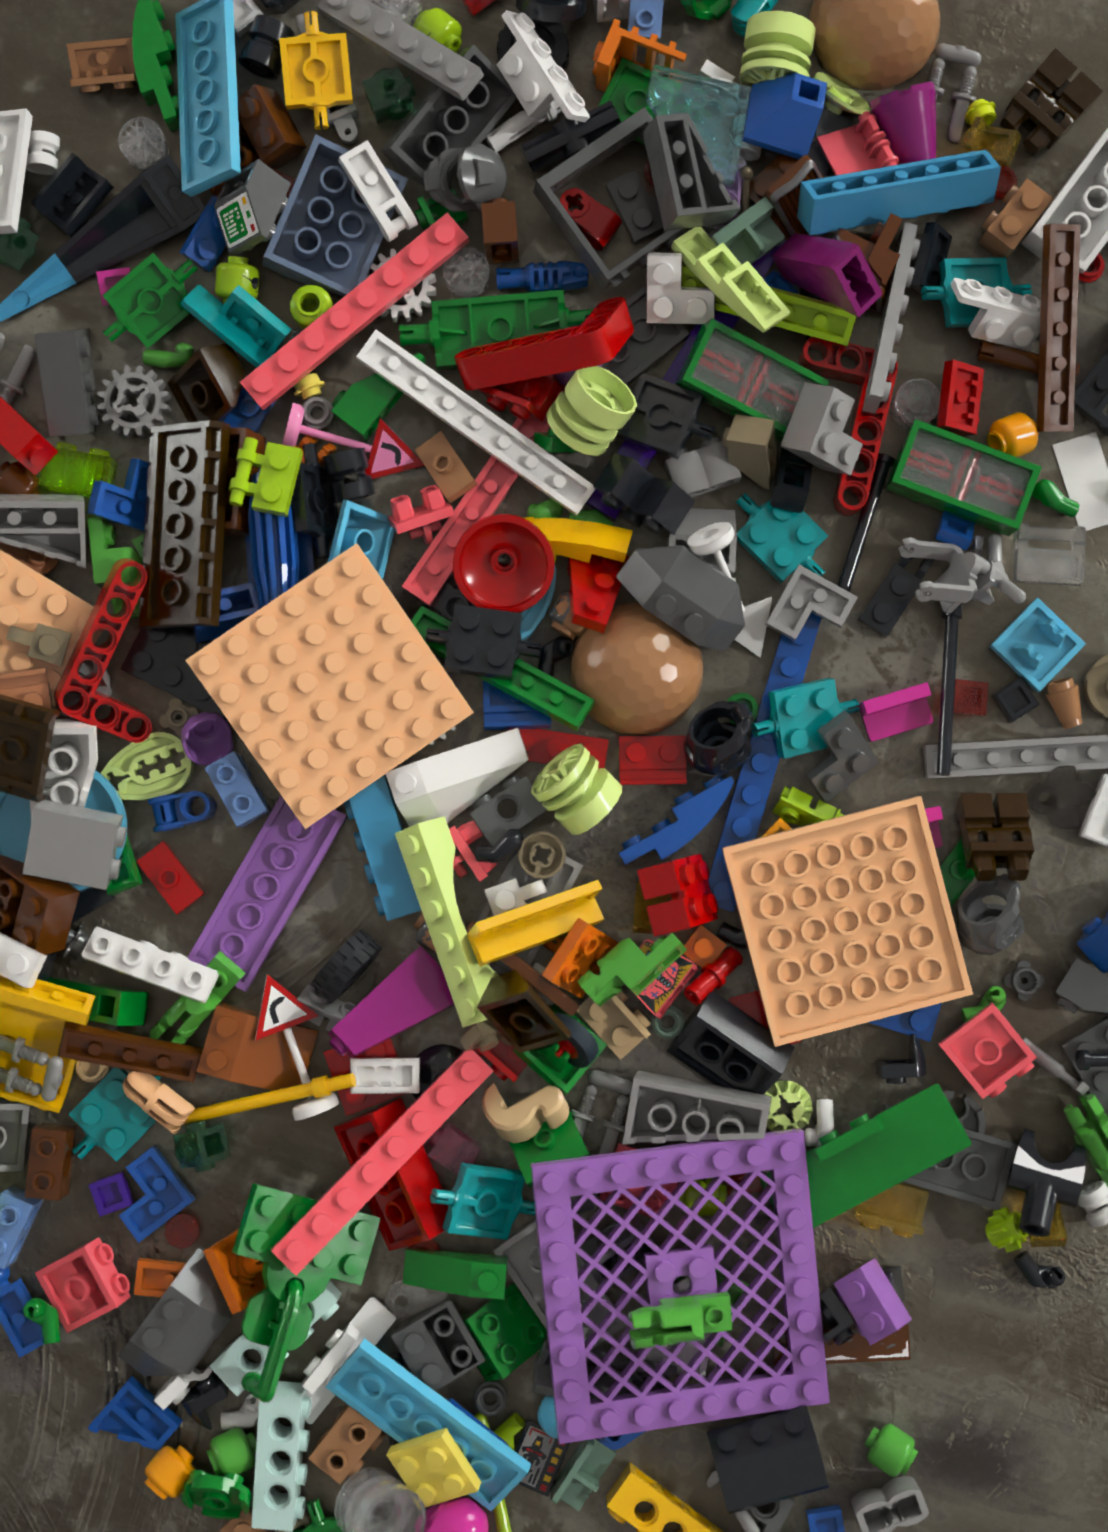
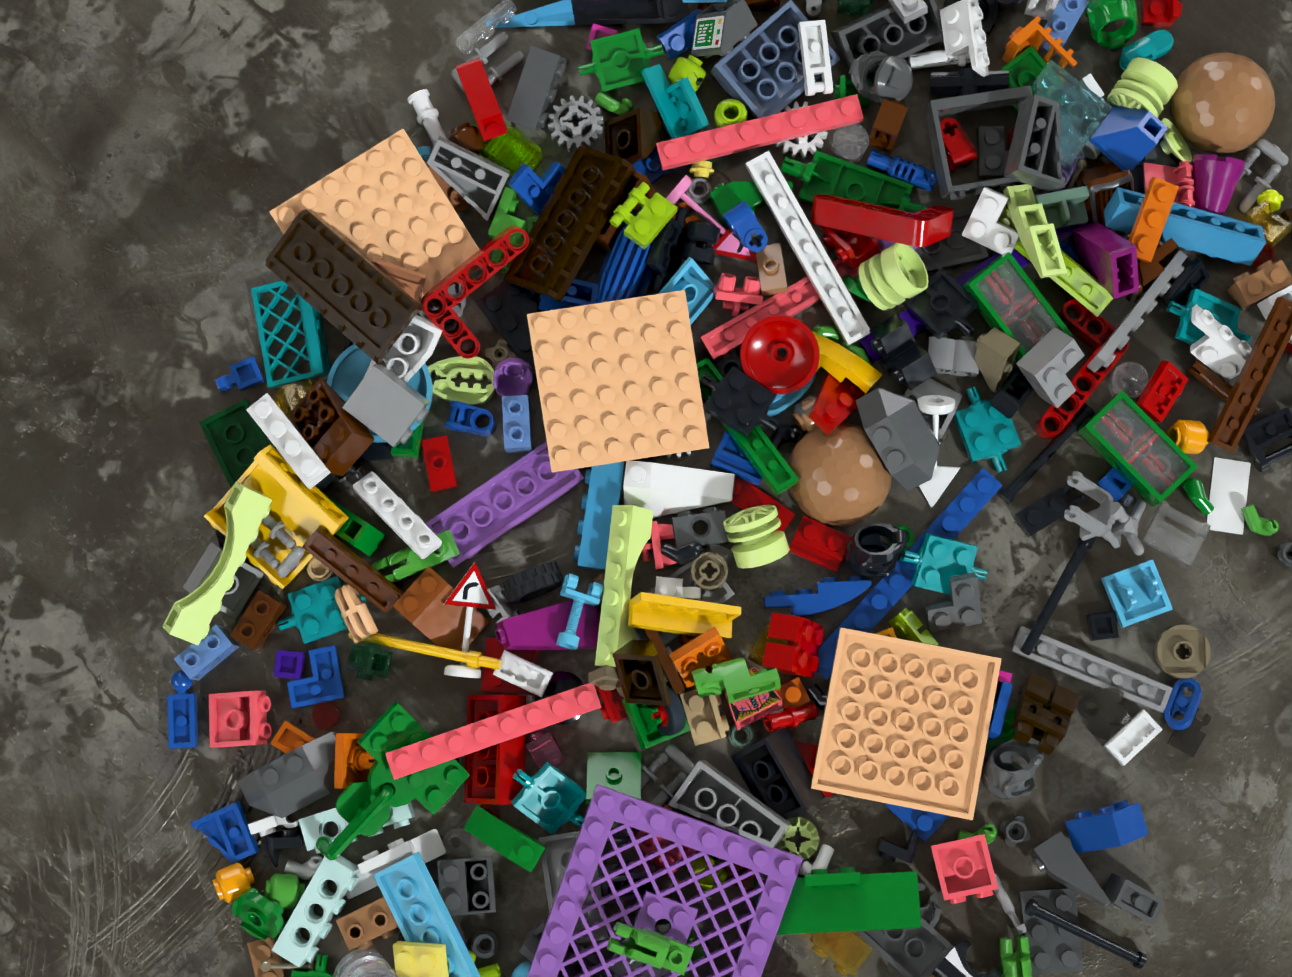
camera: 30 degrees right, 5 degrees down
(45, 643) = (435, 258): dark tan plate -> none
(45, 1316) = (201, 728): green arm -> none
(389, 429) = (743, 224): none -> blue piece
(417, 1012) = (568, 638): none -> medium azure bar
(505, 1333) = (519, 901): green bracket -> none
(525, 1117) = (607, 752): tan animal -> none
(807, 594) = (988, 478): light grey plate -> none
(859, 199) = (1152, 217): none -> orange plate
(896, 712) = (1012, 593): dark pink panel -> none
(945, 853) = (999, 710): none -> blue plate
(971, 698) = (1070, 608): clear red plate -> none
(1065, 701) = (1138, 644): medium nougat cone -> none

